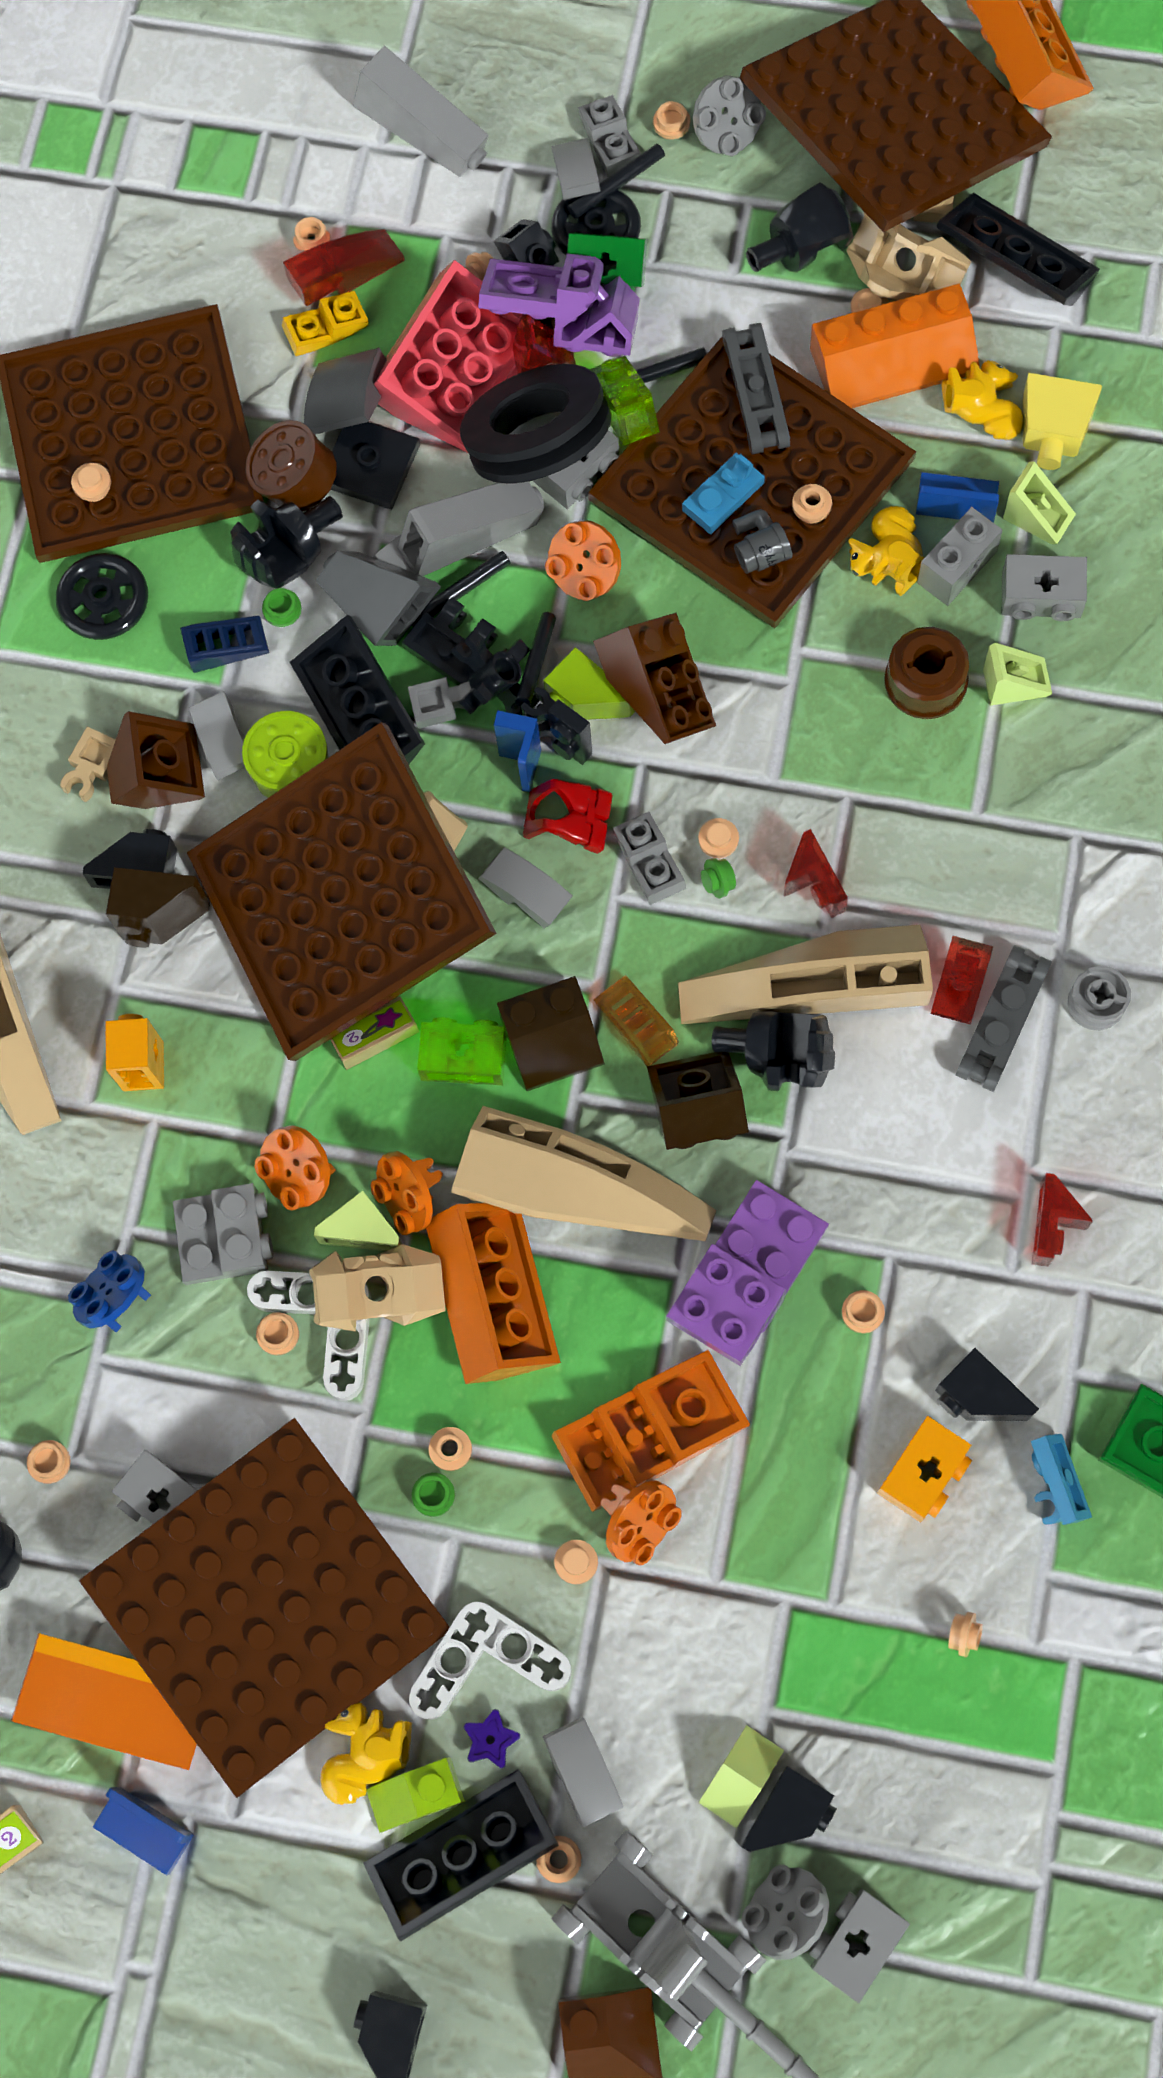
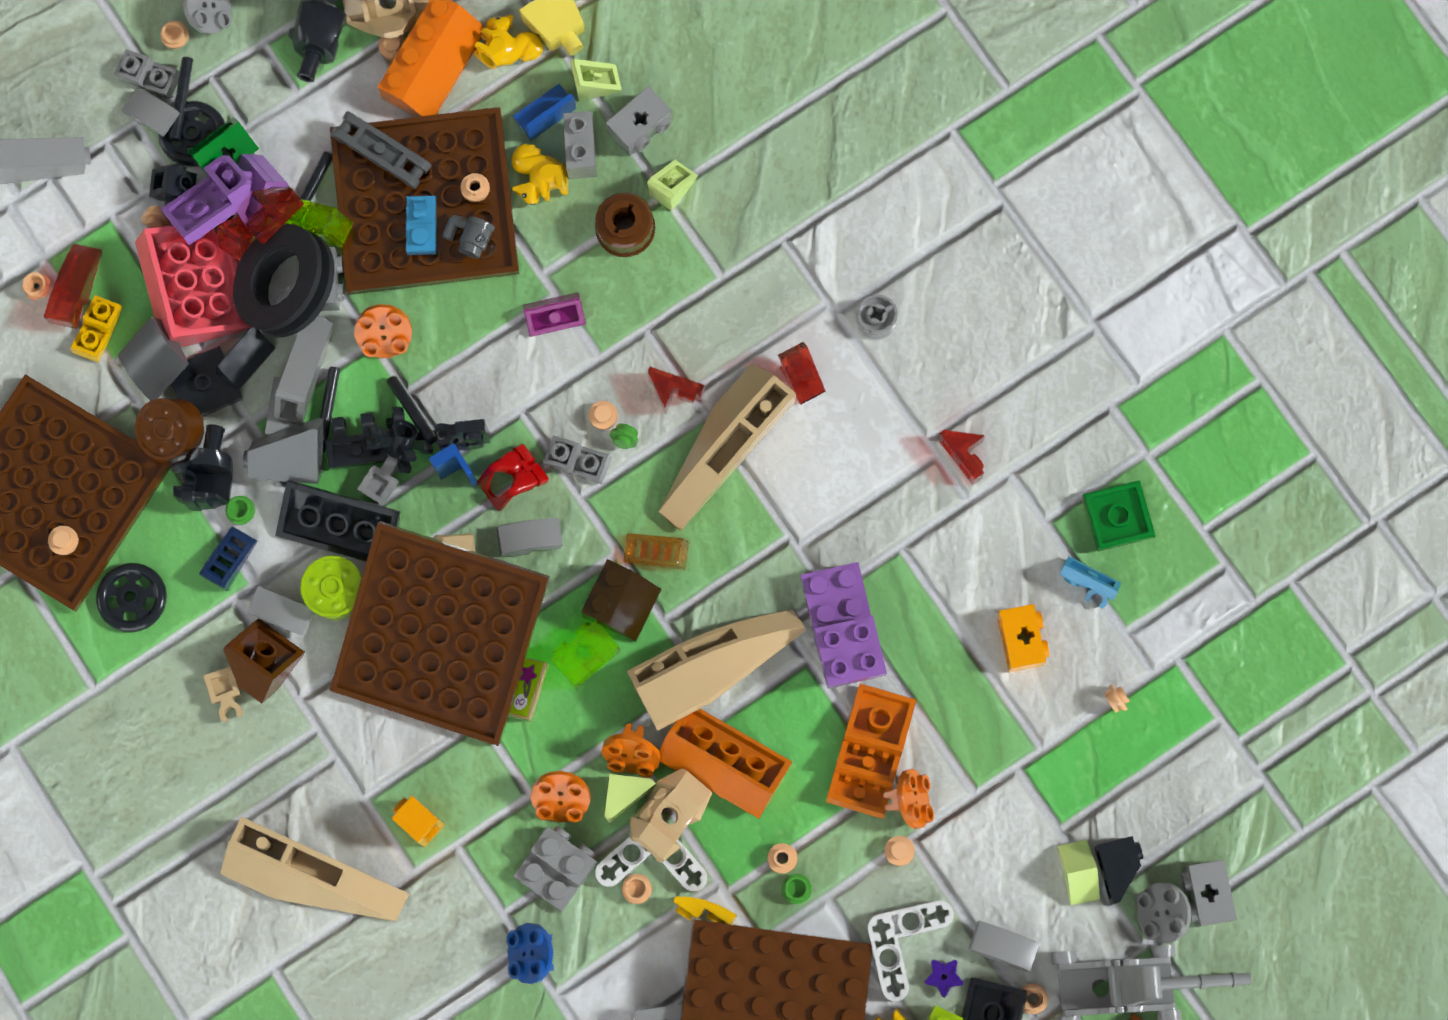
camera: 50 degrees left, 5 degrees up
(139, 851) = (308, 722): black slope -> none
(153, 905) = (345, 735): dark brown slope -> none
(313, 1411) = (695, 907): none -> yellow slope
(429, 469) = (245, 358): none -> black slope
(585, 688) = (455, 400): lime slope -> none
(599, 347) = (277, 209): none -> clear red slope
(657, 677) = (488, 359): reddish brown slope -> none
(698, 1100) = (729, 561): dark brown slope -> none
(769, 698) = (554, 314): none -> magenta slope
(782, 1047) = (747, 494): black piece -> none
(863, 1311) = (915, 589): light nougat plate -> none
(982, 1393) = (1012, 572): black slope -> none
(1003, 1018) = (839, 372): dark grey plate -> none

